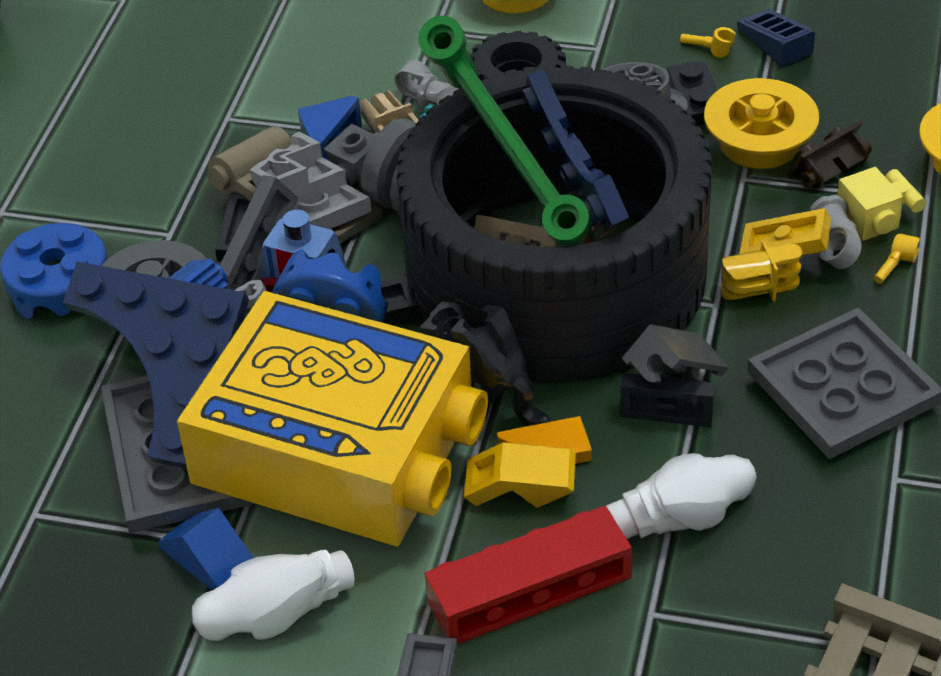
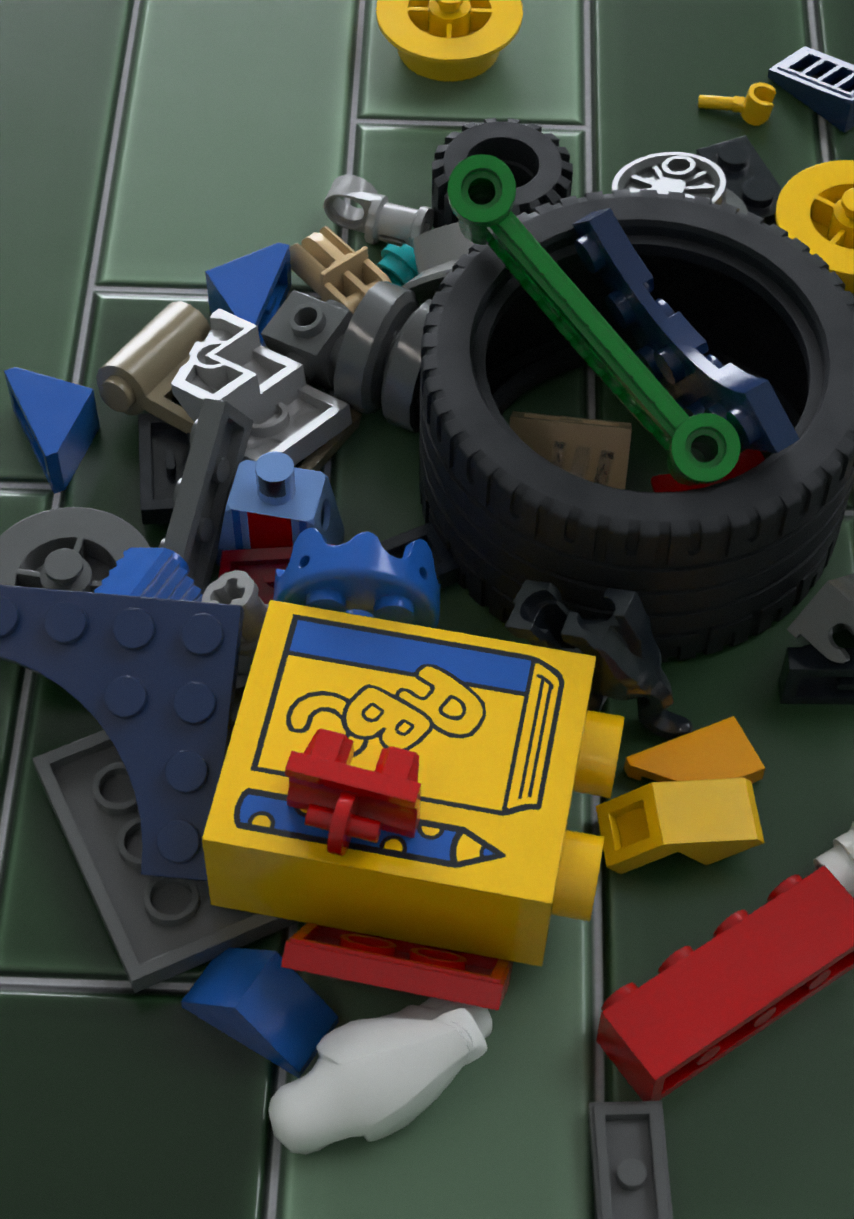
camera: 15 degrees left, 10 degrees up
(178, 193) = (56, 419): none -> blue slope
(275, 403) = (351, 798): none -> red hips
(300, 527) = (399, 965): none -> red tile

